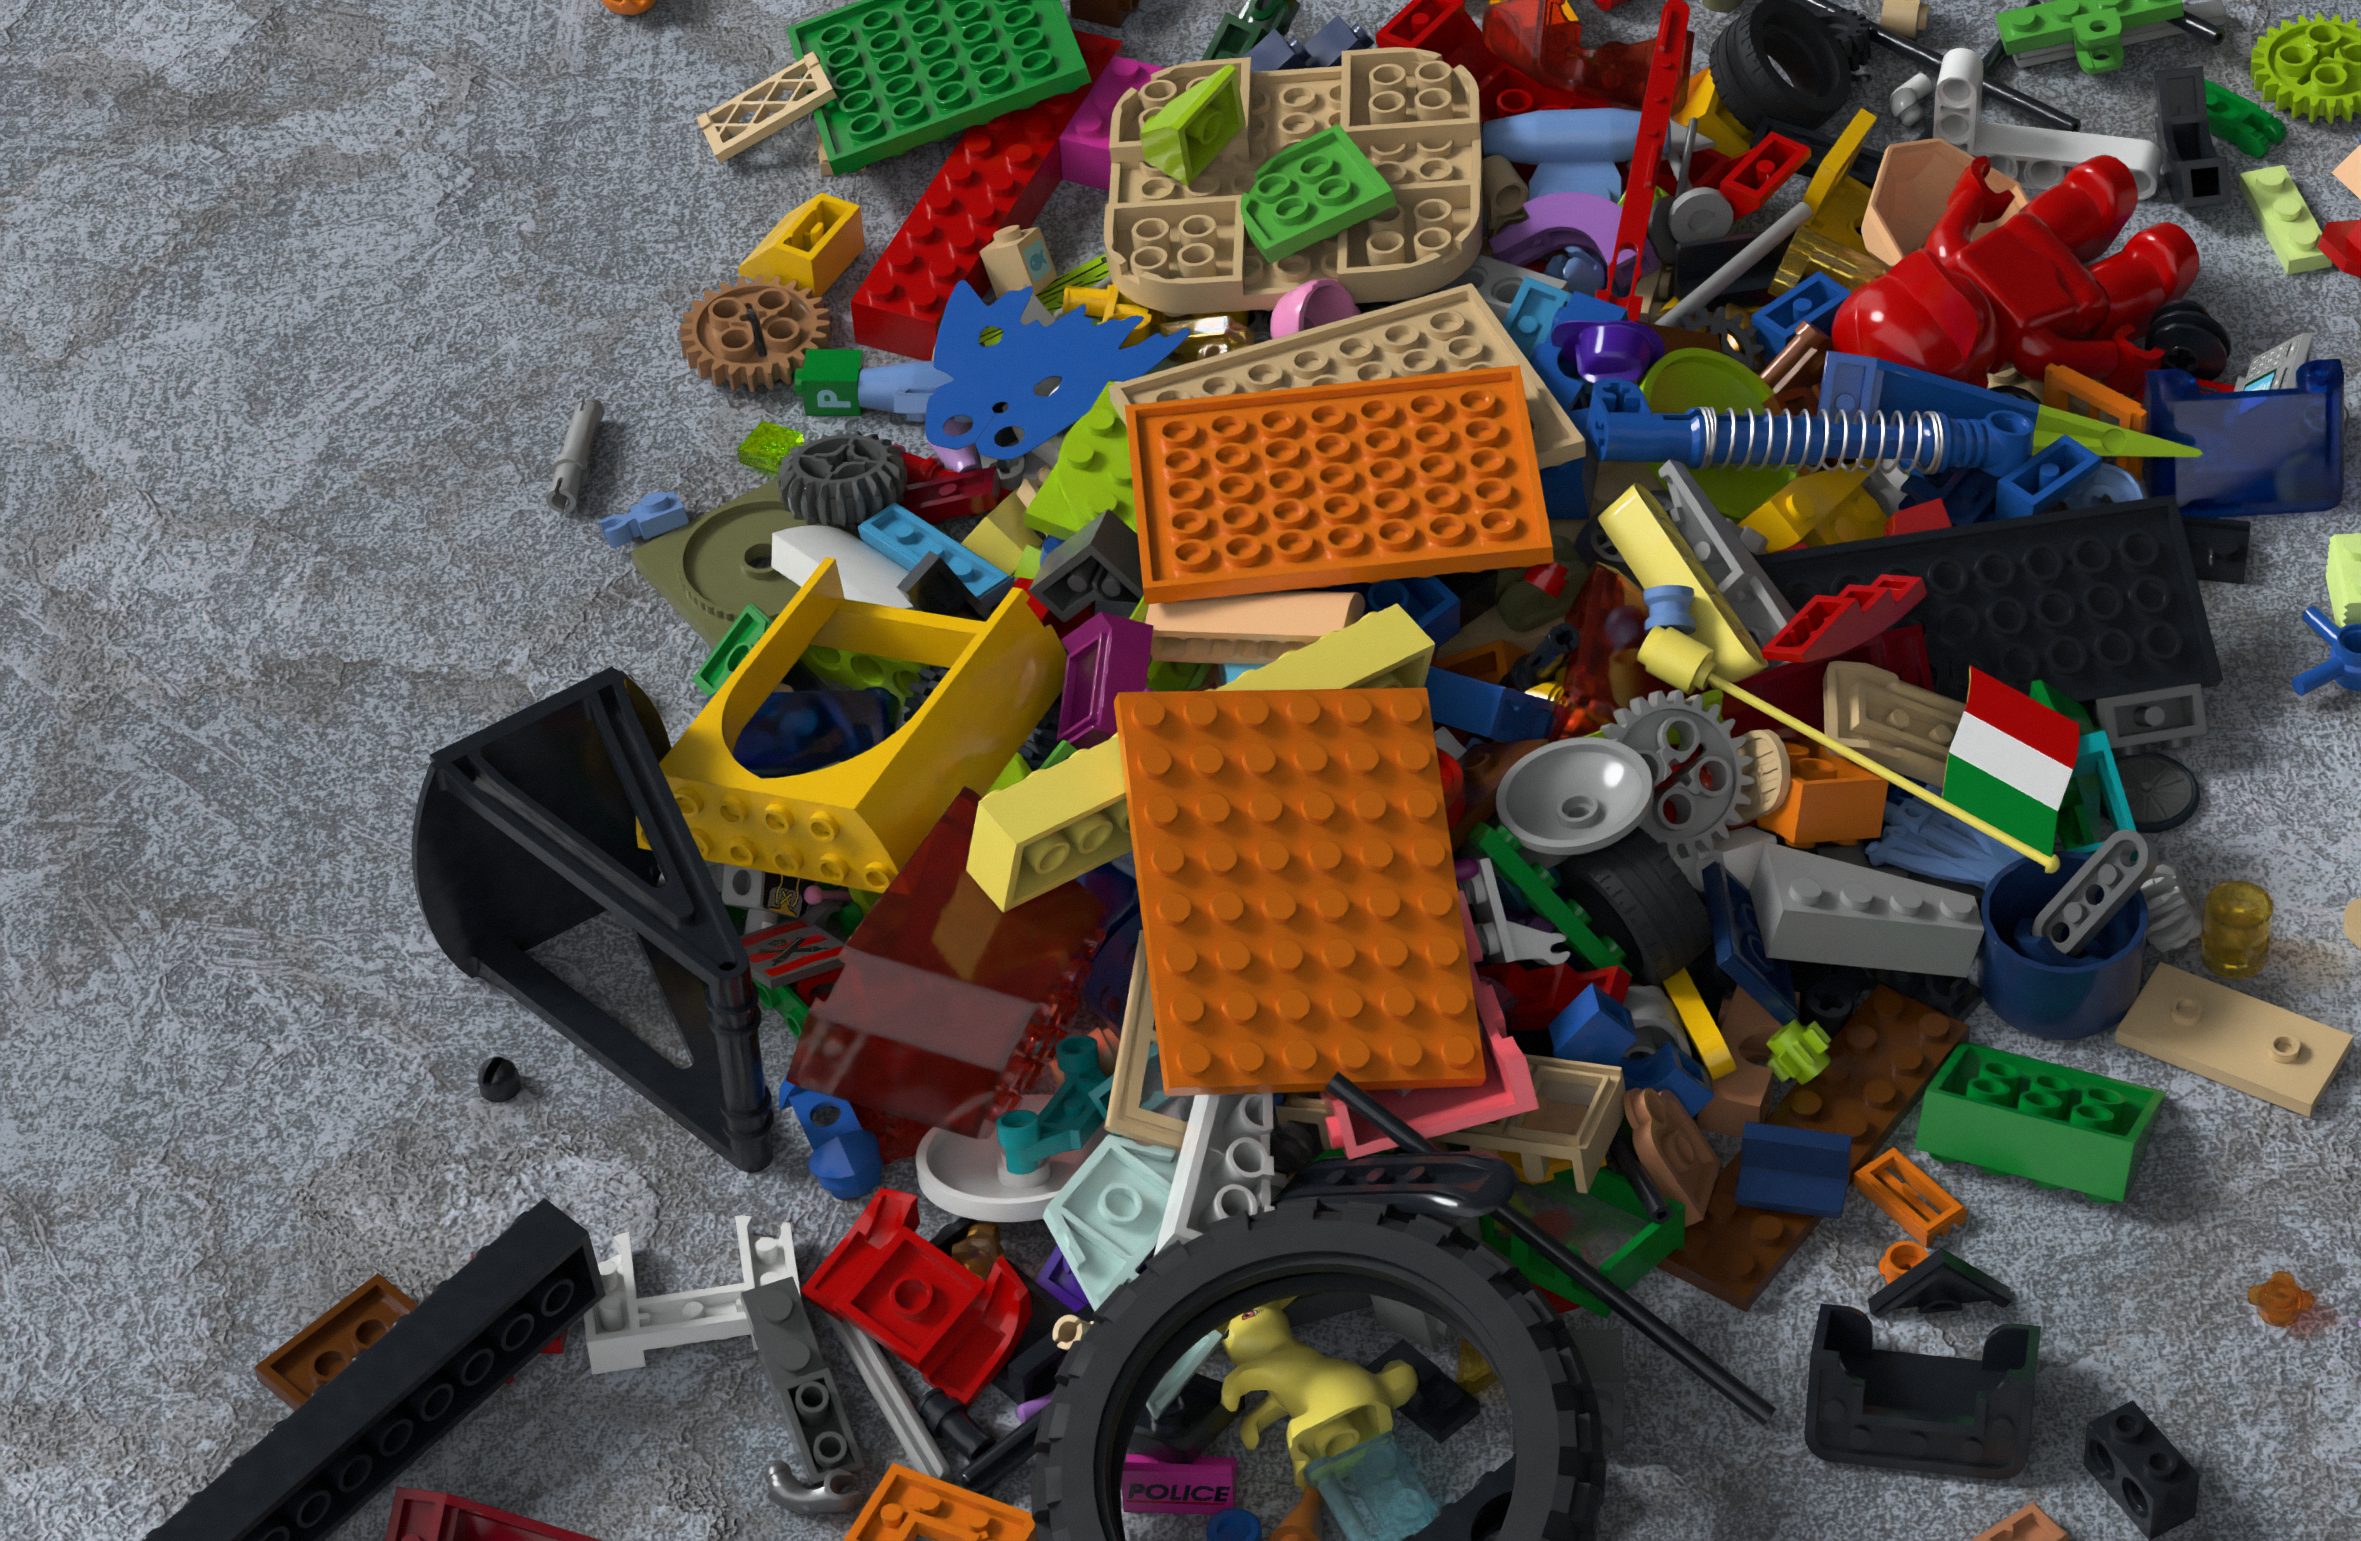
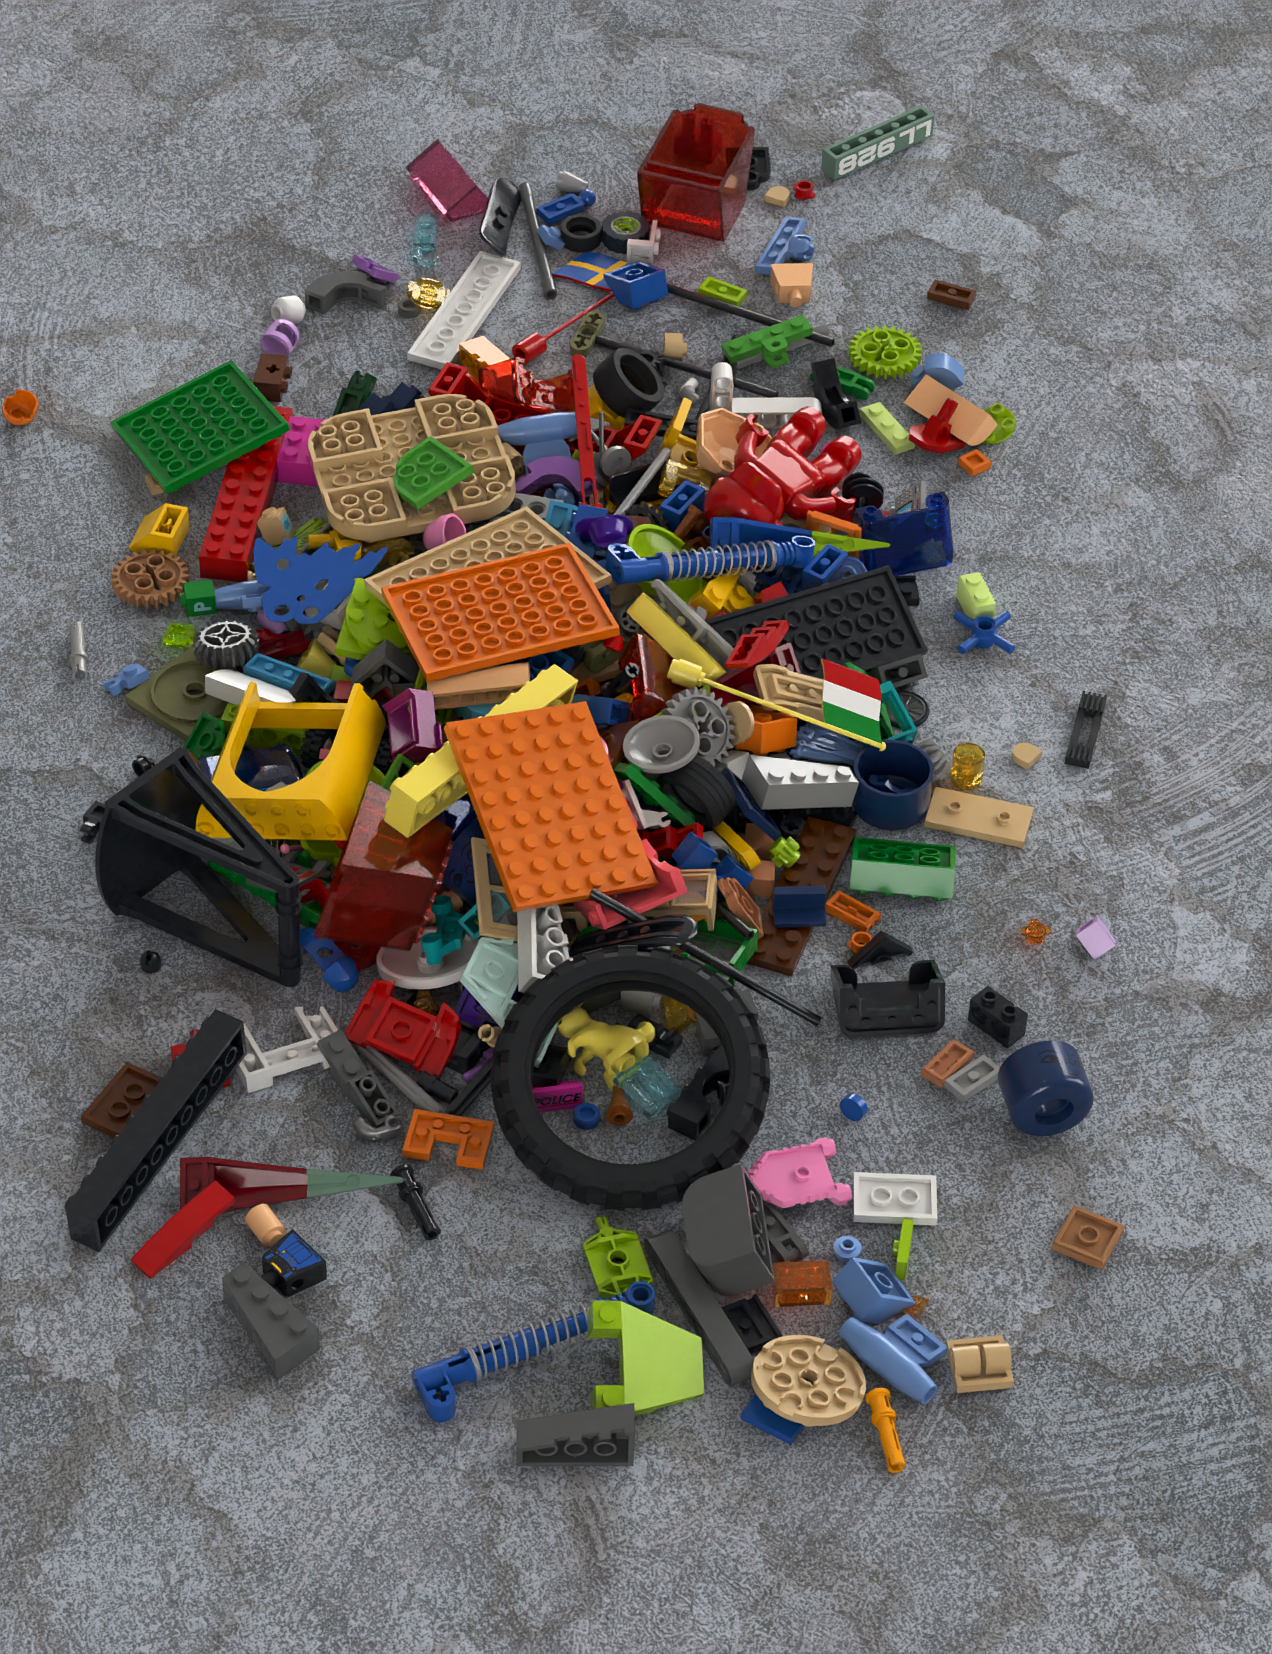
camera: 20 degrees left, 0 degrees up
(760, 126) = (115, 476): tan window -> none
(1195, 126) = (357, 446): lime slope -> none
(1670, 607) = (675, 650): medium blue wheel -> none
(2105, 869) = (908, 745): dark grey plate -> none

